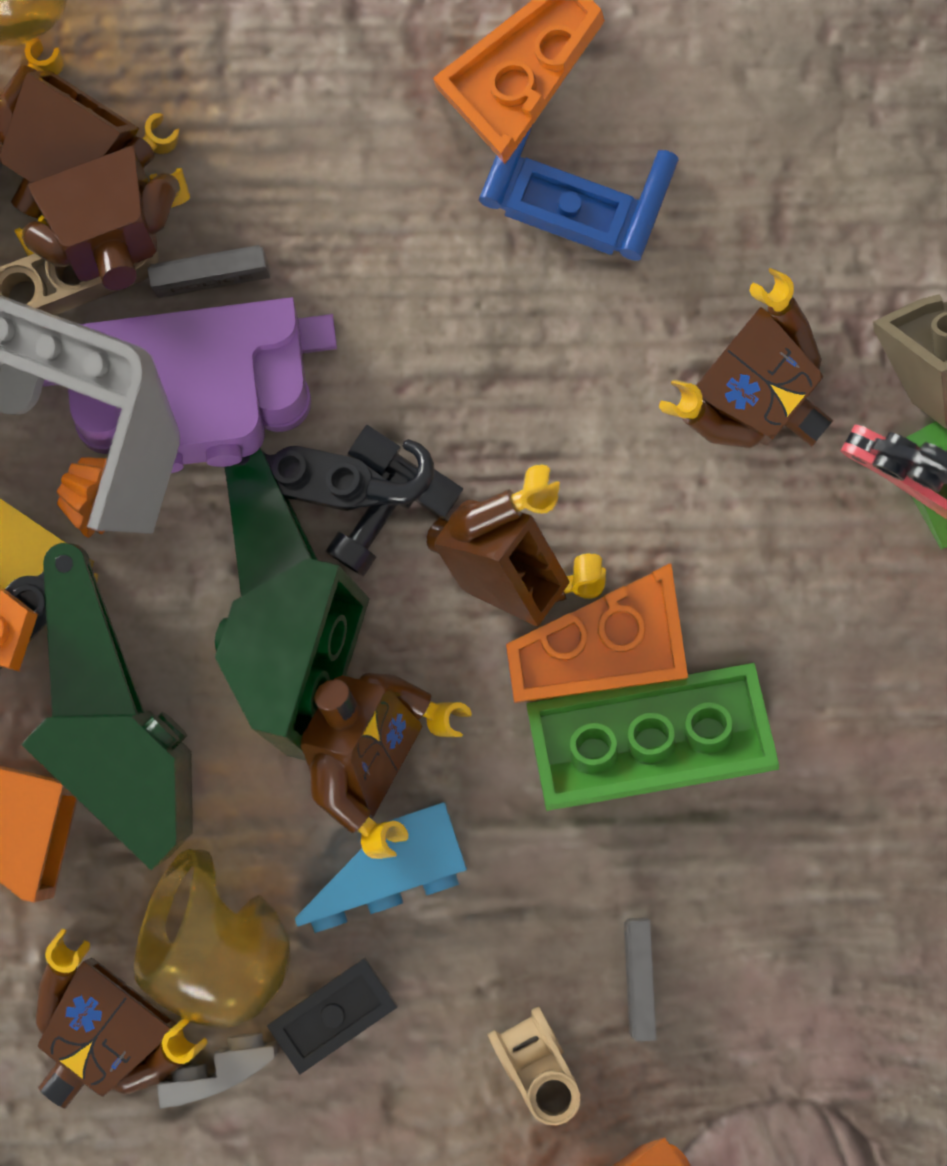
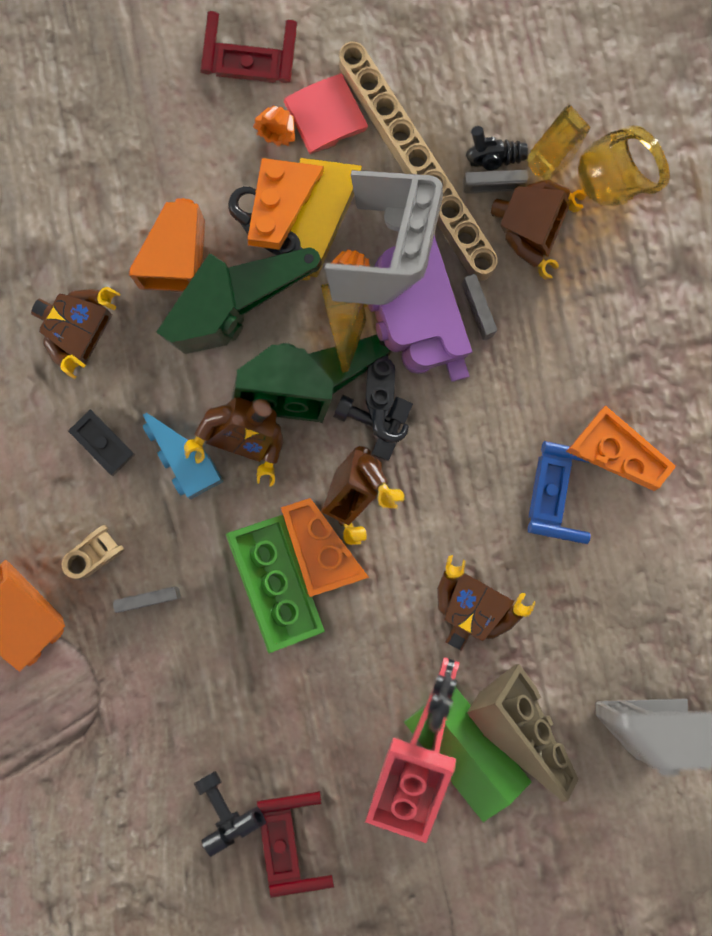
camera: 70 degrees right, 0 degrees up
(102, 217) = (496, 245): reddish brown torso -> none
(198, 521) = (346, 325): none -> clear yellow slope
(222, 961) = (115, 376): clear yellow piece -> none
(233, 1064) = (67, 395): light grey slope -> none

